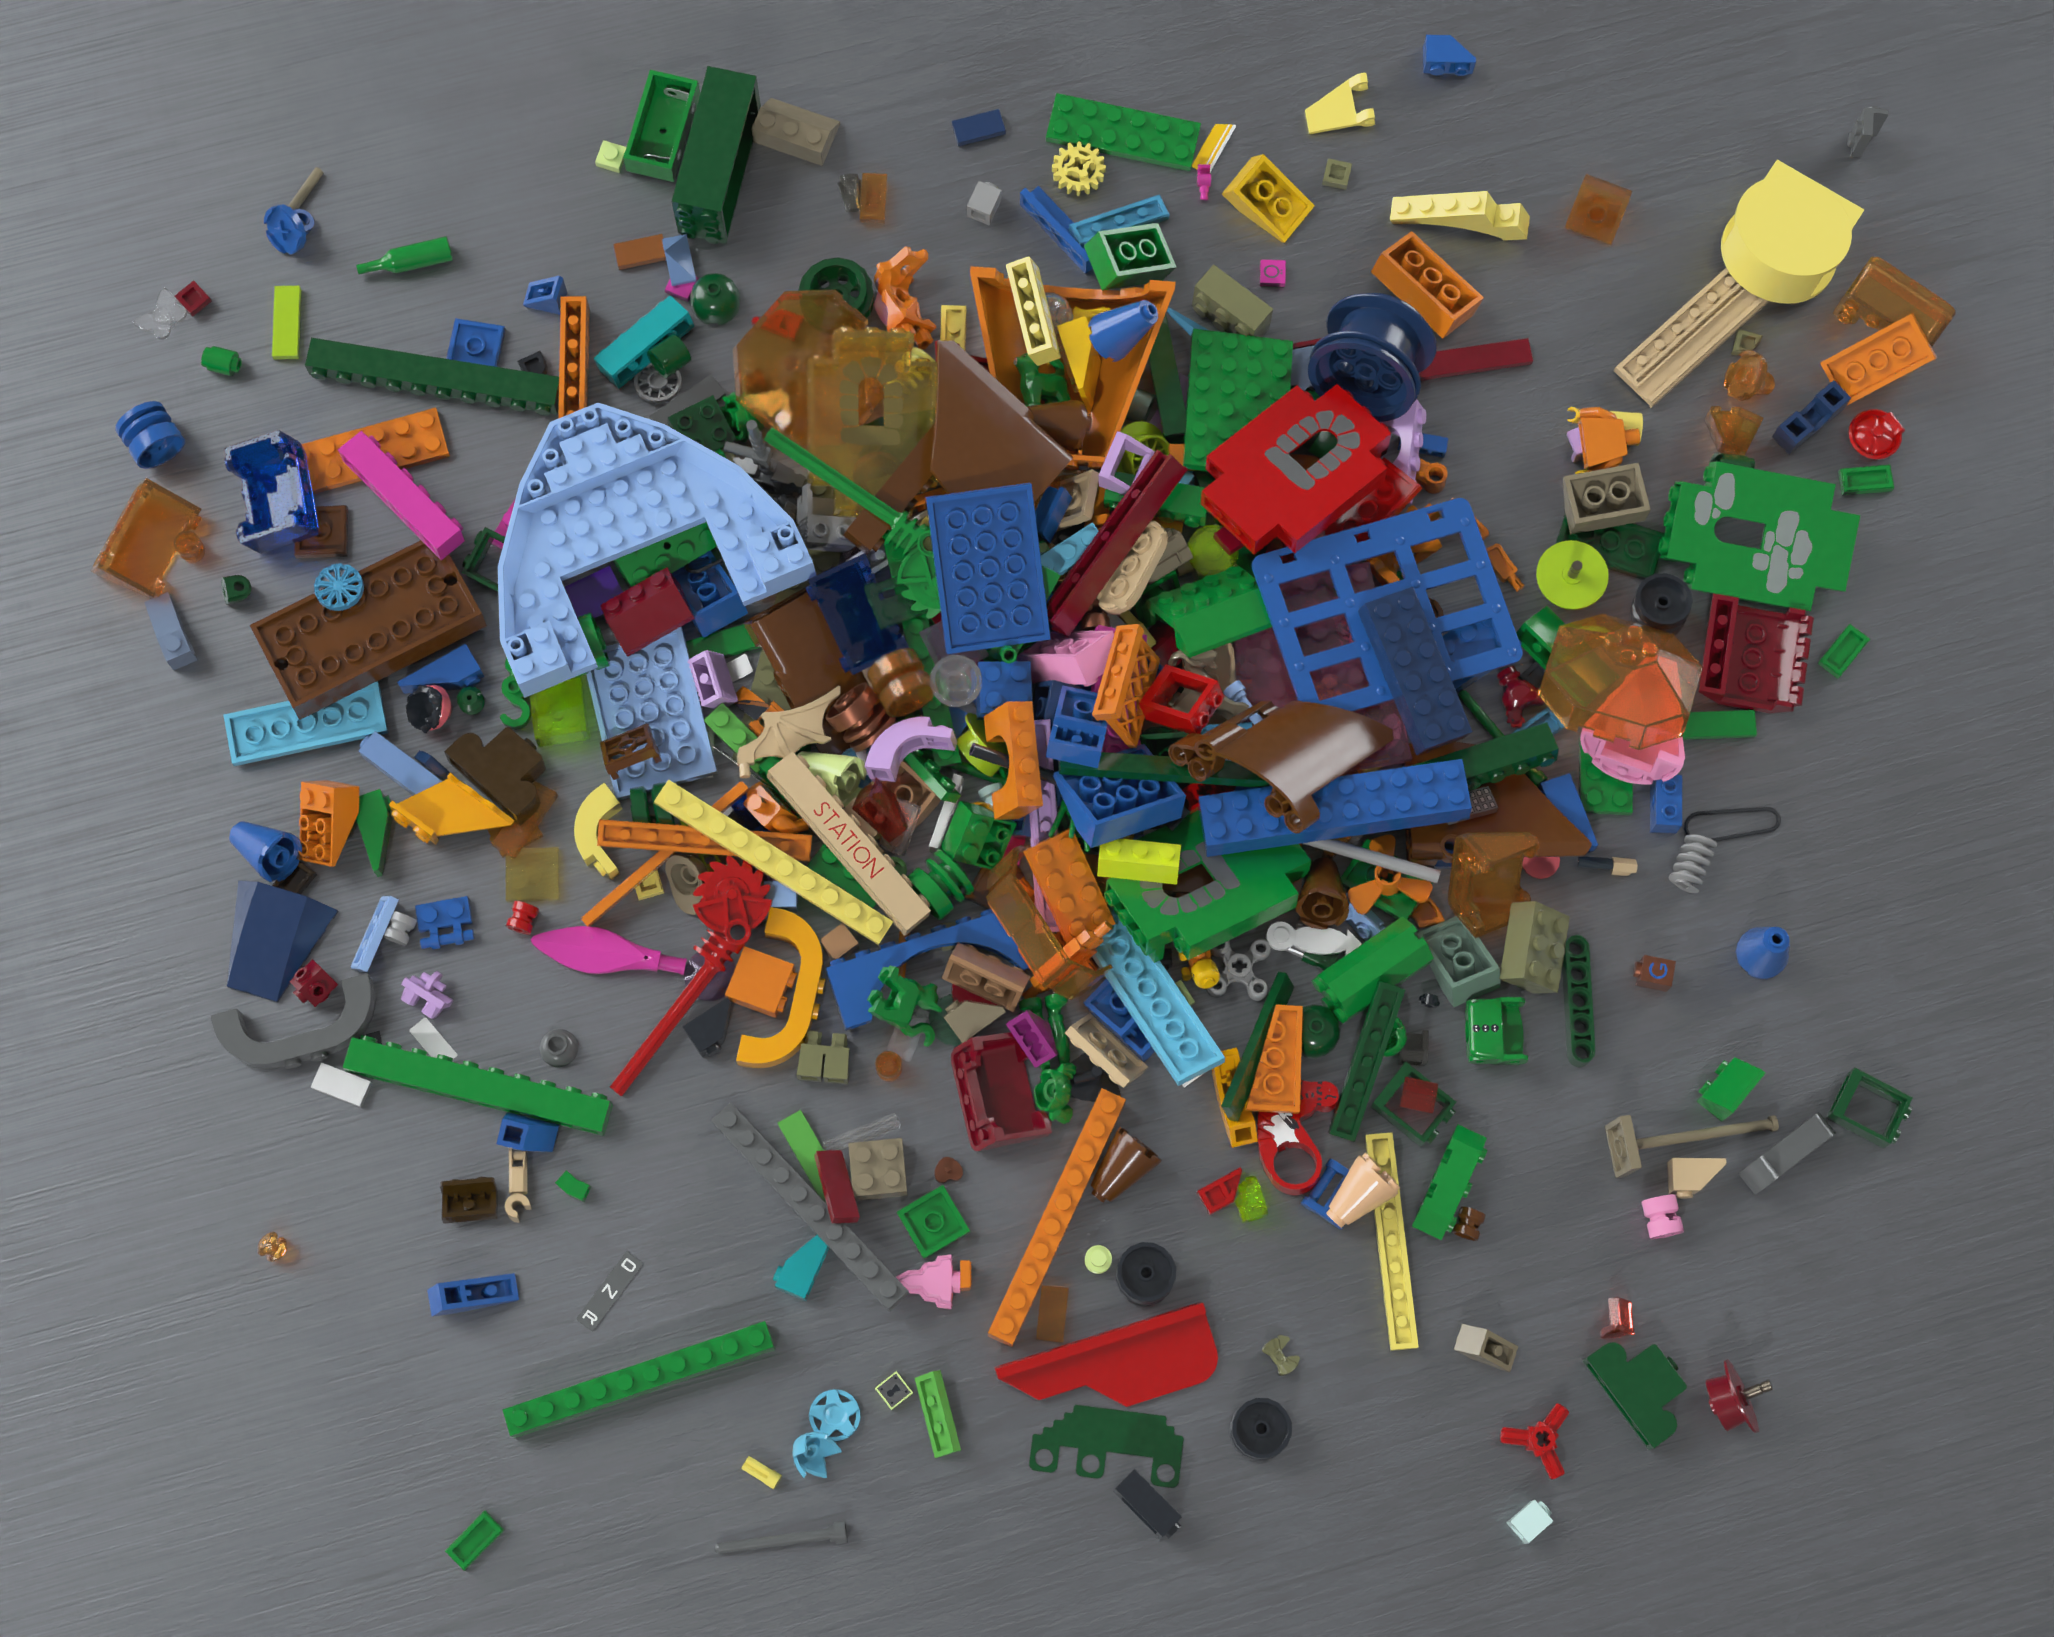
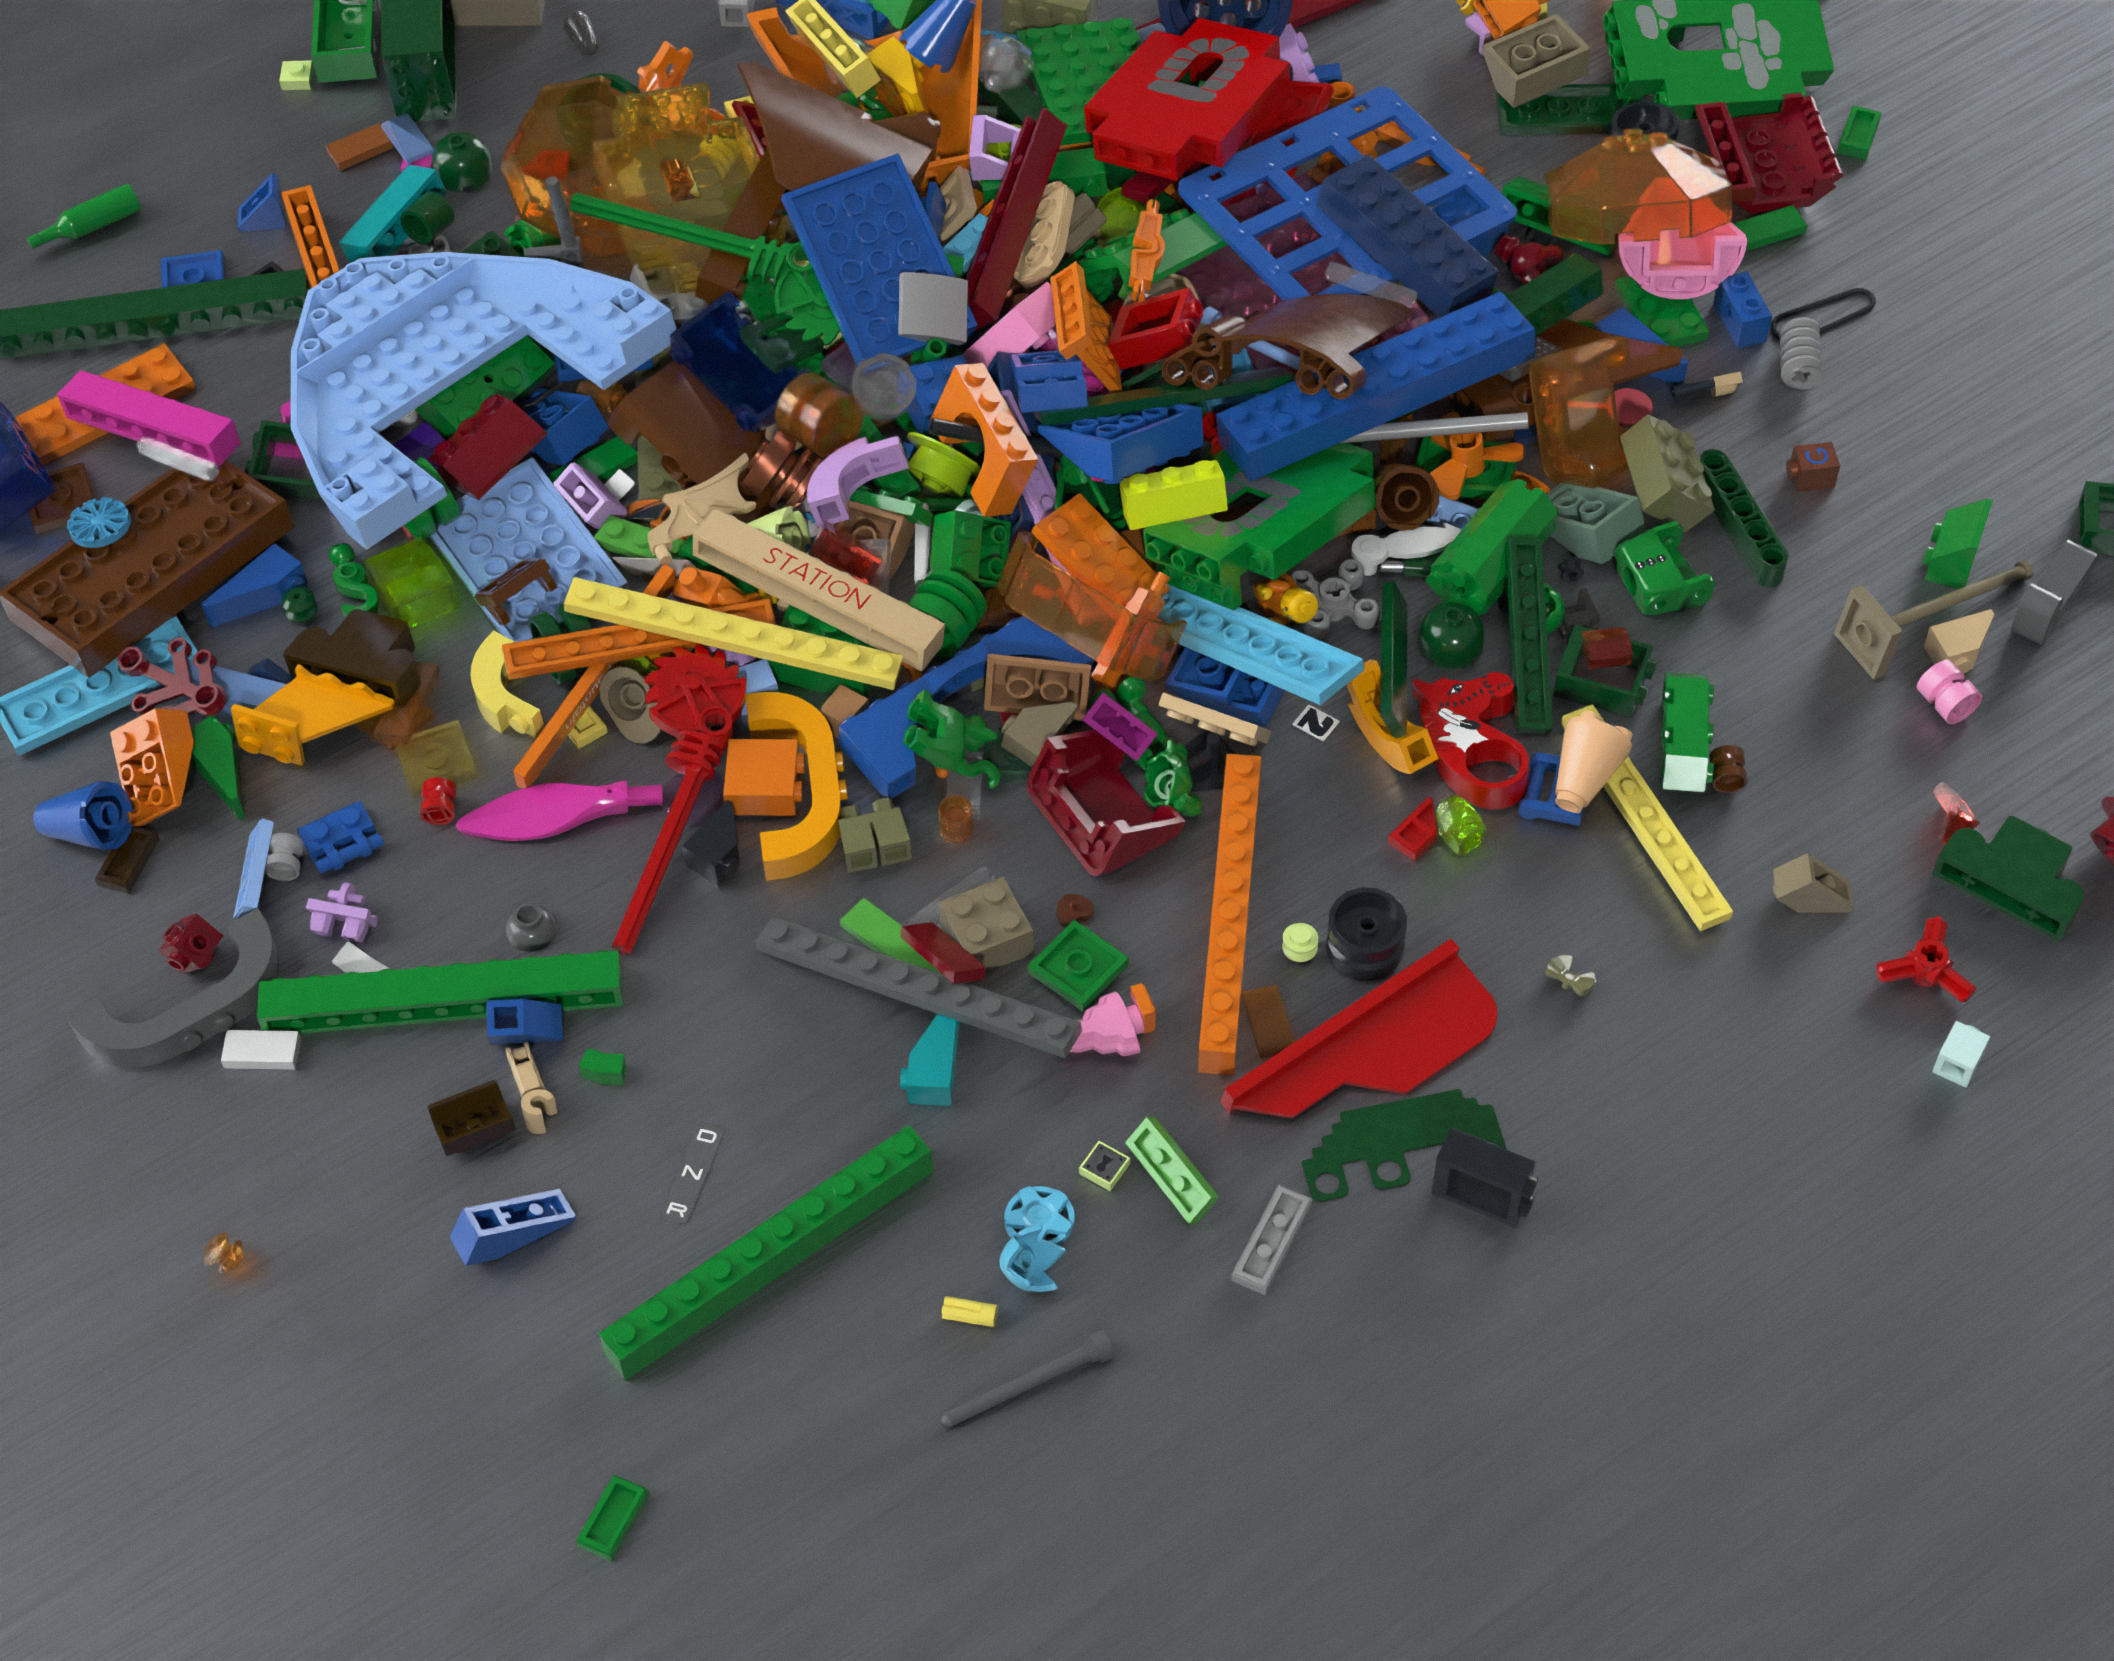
camera: 15 degrees left, 20 degrees down
(272, 937) = (119, 911): dark blue wedge -> none
(361, 751) = (136, 663): none -> dark red plant
(413, 543) = (177, 458): none -> clear axle
(428, 708) = (248, 620): black hair -> none
(873, 198) = (610, 32): clear orange plate -> none
(988, 1490) = (1271, 1240): none -> light grey tile
(1017, 621) = (932, 307): none -> light grey slope
(1122, 1166) = (1288, 828): reddish brown cone -> none
(1165, 372) = (1004, 63): none -> clear cylinder
(1195, 635) = (1149, 252): none -> orange piece
(1277, 1429) = (1585, 1054): black wheel -> none
(1279, 1068) = (1429, 668): orange wing -> none
(1369, 705) = (1370, 284): none -> clear axle
(1572, 575) = (1533, 138): lime piece -> none
(1763, 951) = (1925, 405): blue cone -> none

